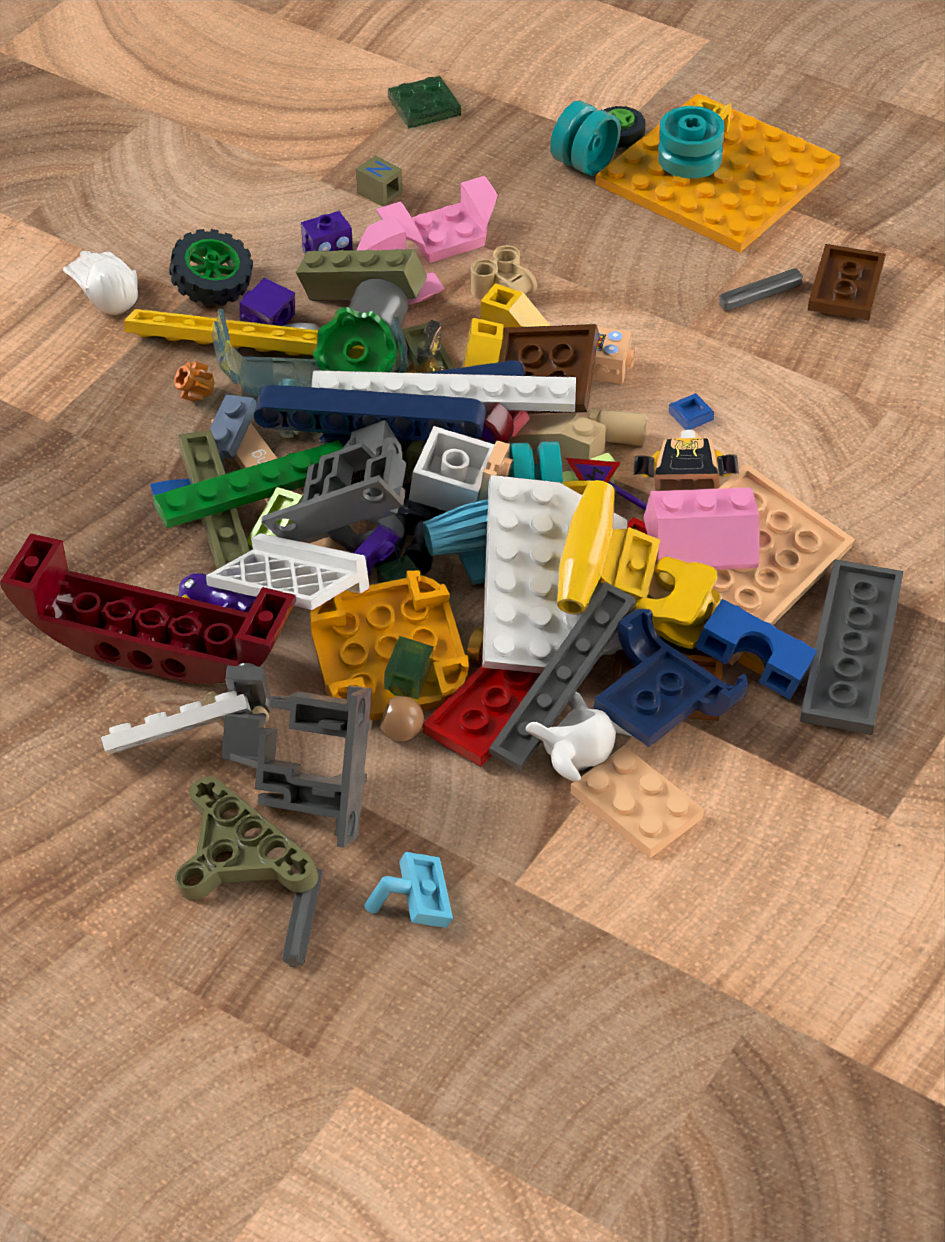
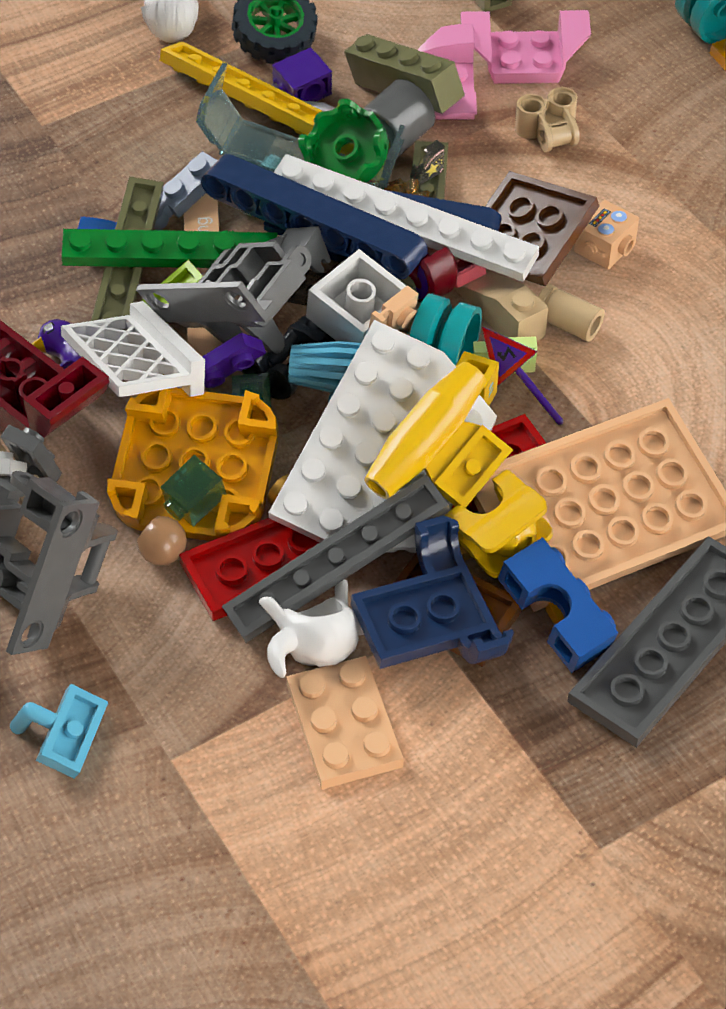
camera: 25 degrees right, 5 degrees up
(194, 381) = (186, 130): orange gear -> none
(327, 233) = (403, 23): dark purple head -> none
(483, 343) = (479, 180): yellow slope -> none
(510, 308) = (530, 155): yellow slope -> none
(686, 464) = (608, 379): torso -> none
(691, 412) = (659, 322): blue tile -> none
(706, 526) = (574, 454): bright pink slope -> none

